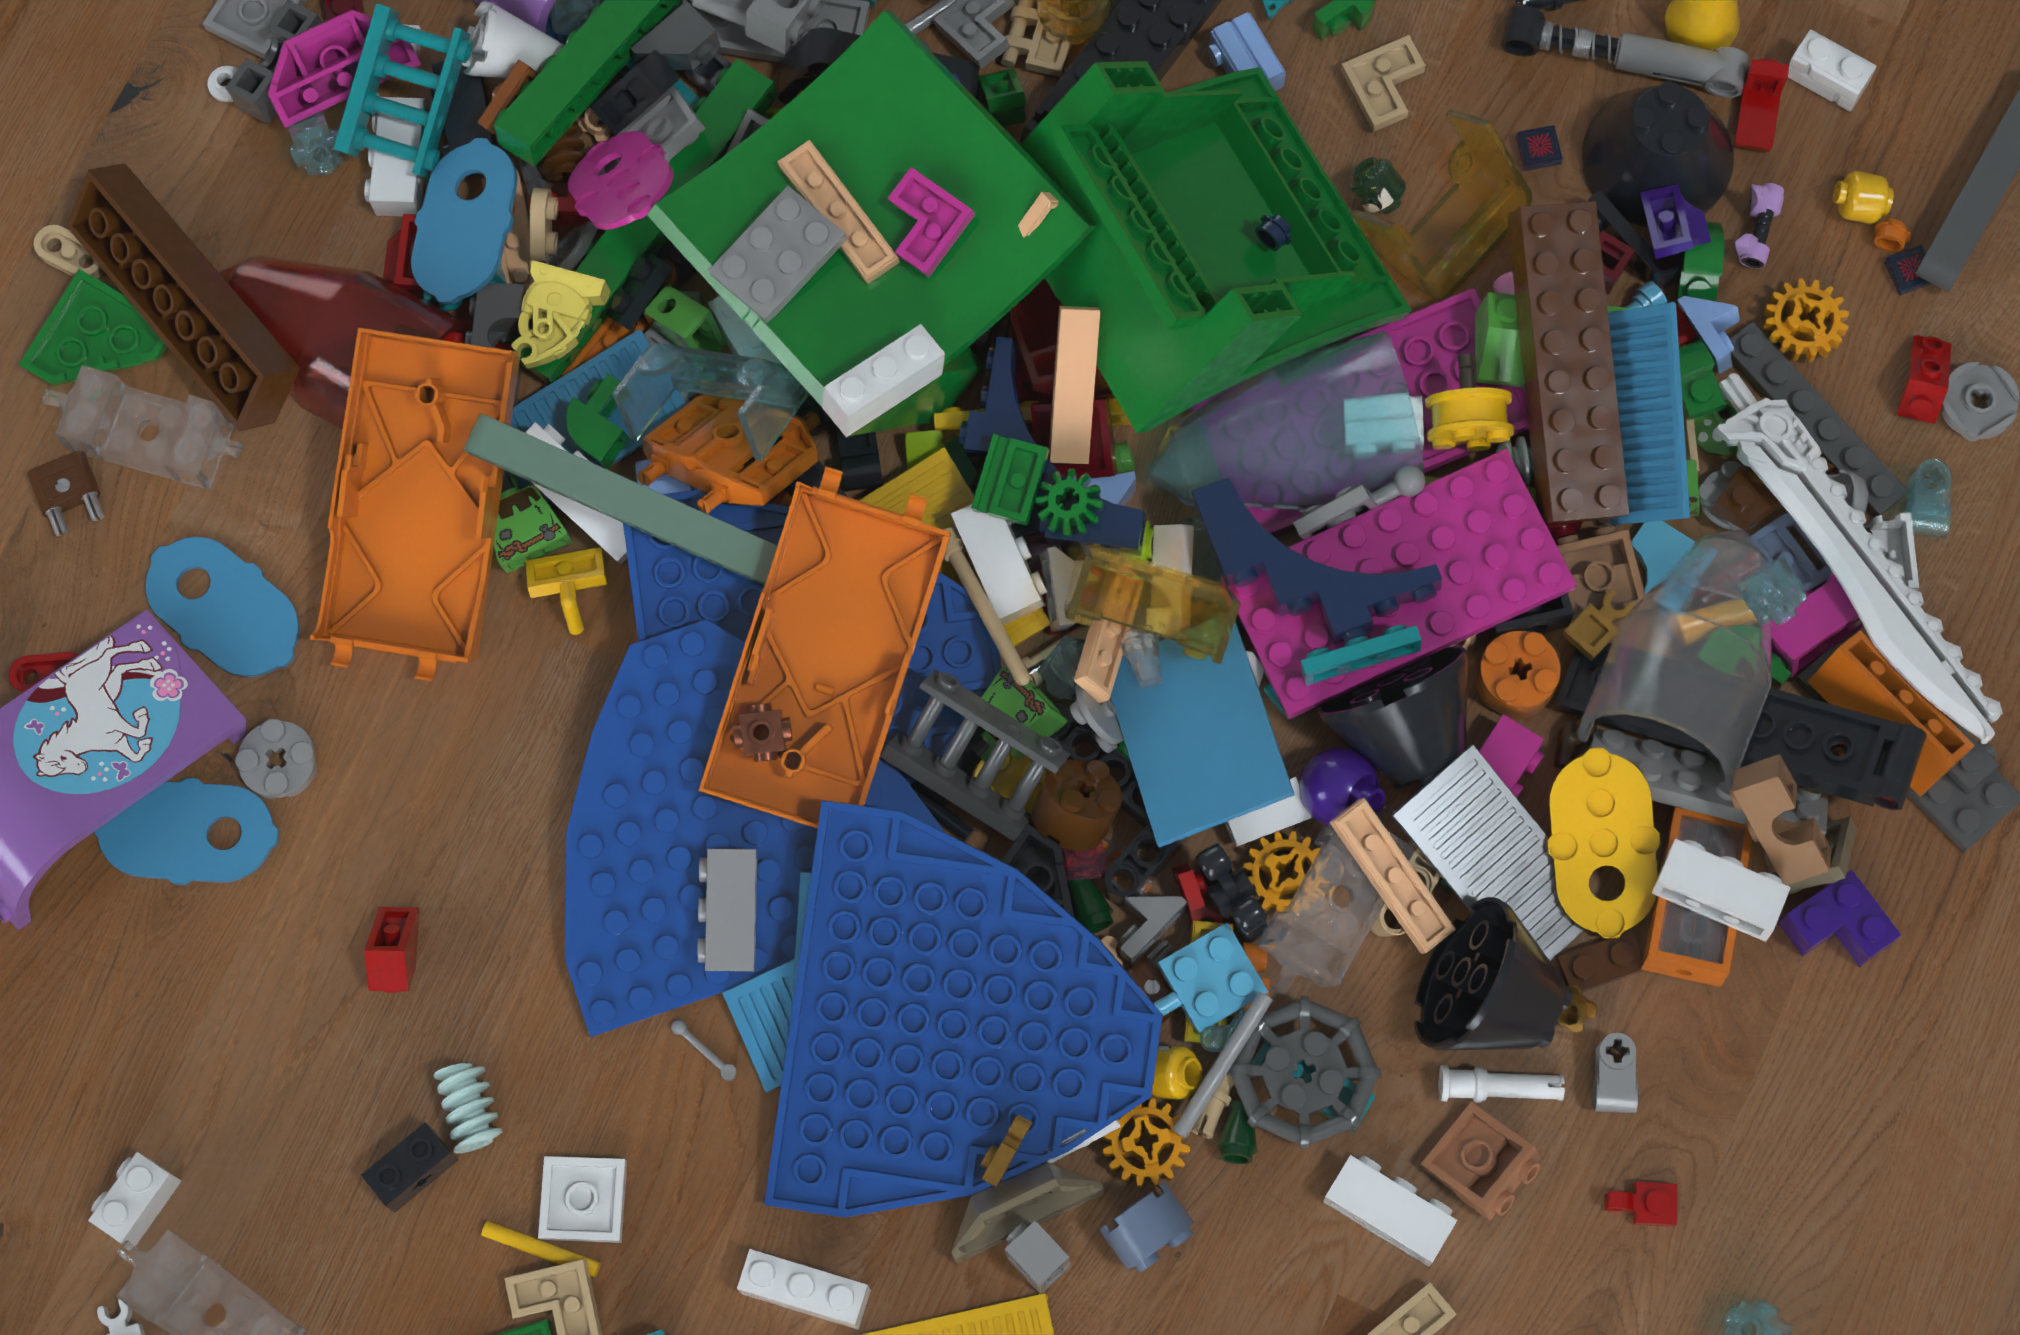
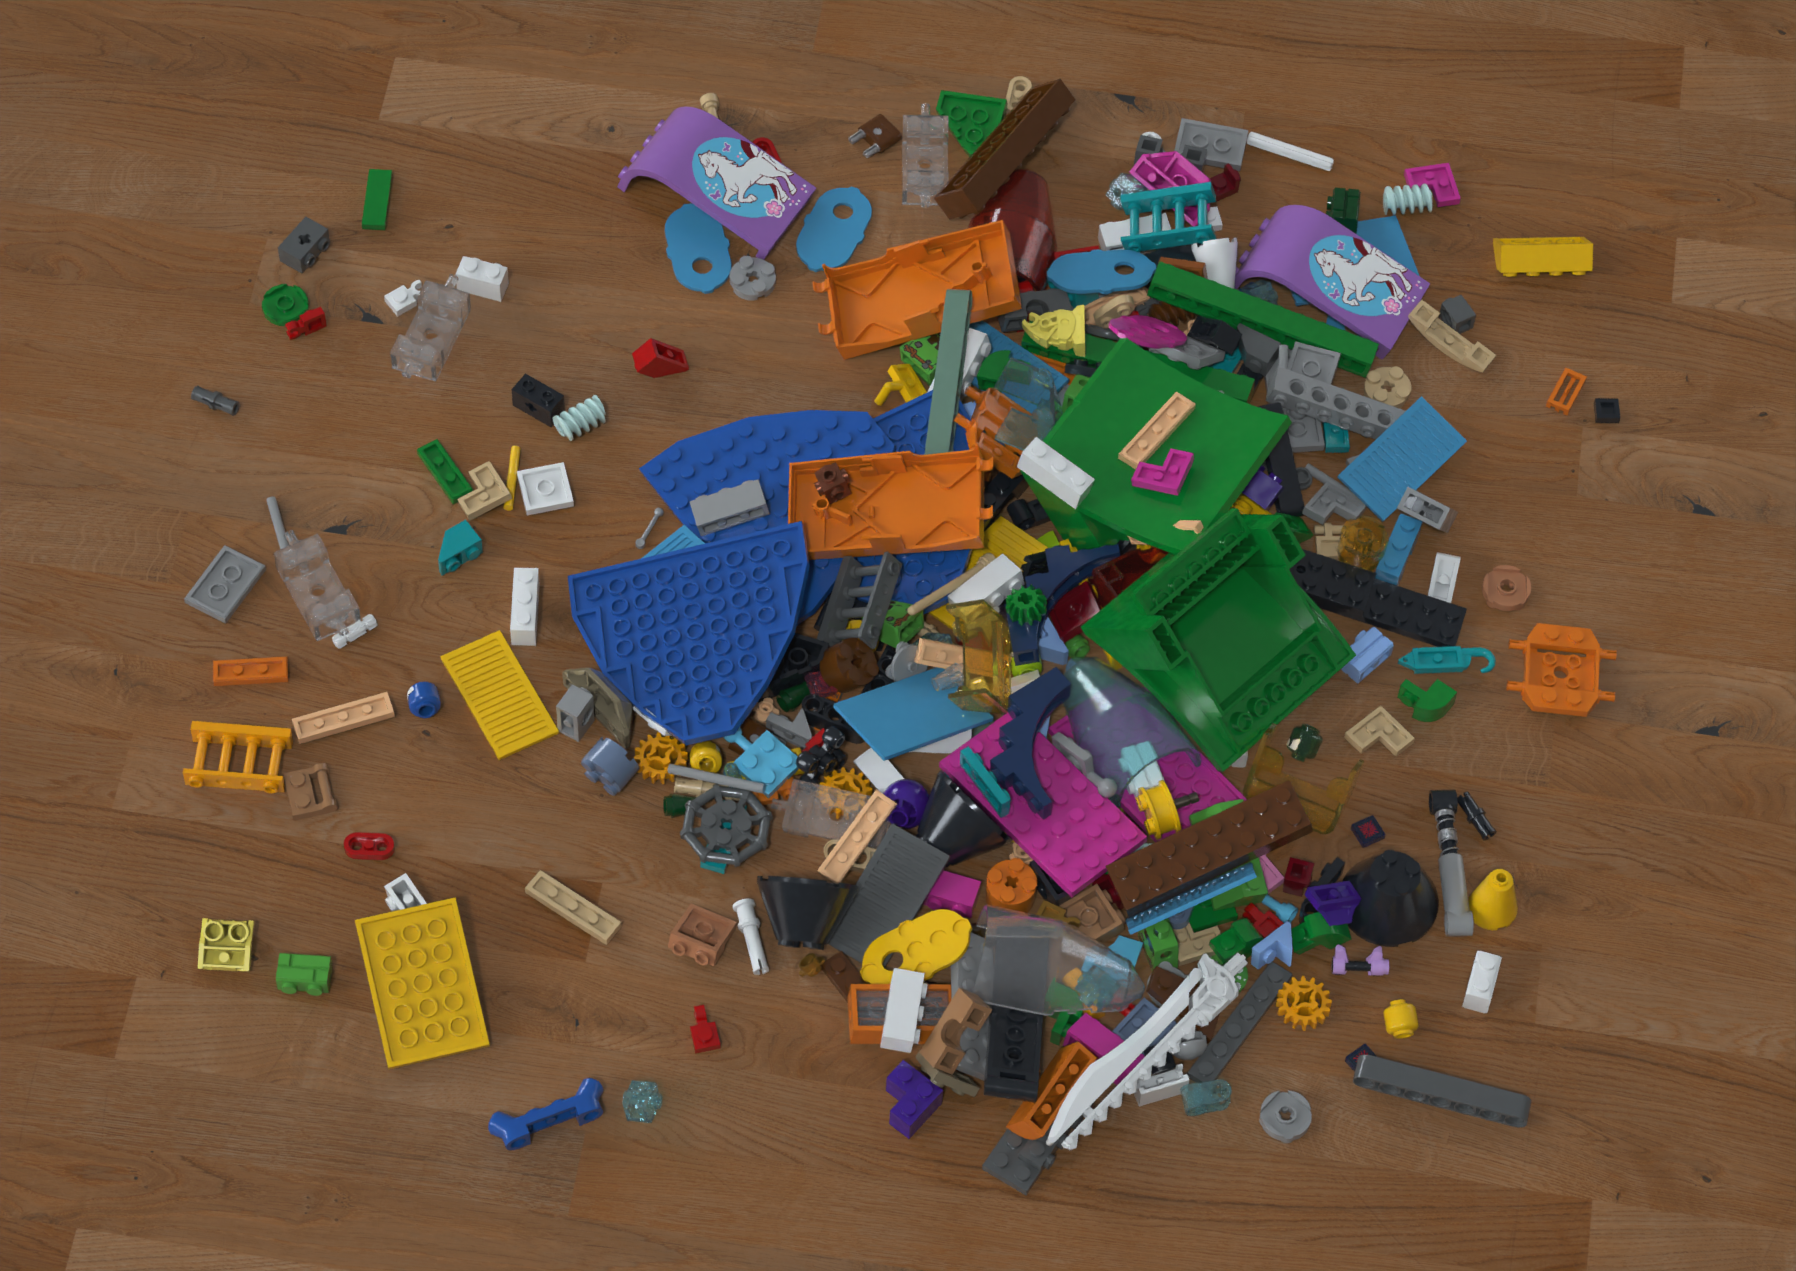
camera: 65 degrees right, 15 degrees down
(778, 254) = (1116, 404): light grey plate -> none
(999, 1158) = (626, 675): pearl gold plate -> none
(1010, 479) = (1034, 570): green plate -> none
(1074, 384) = (1100, 589): light nougat tile -> none
(1273, 232) = (1235, 667): dark blue plate -> none
(1391, 1209) = (658, 893): white brick -> none
(1615, 1083) = (774, 995): light grey piece -> none
(1760, 104) = (1444, 948): red bracket -> none
(1891, 235) = (1382, 1043): orange plate -> none
(1926, 380) = (1290, 1076): red bracket -> none

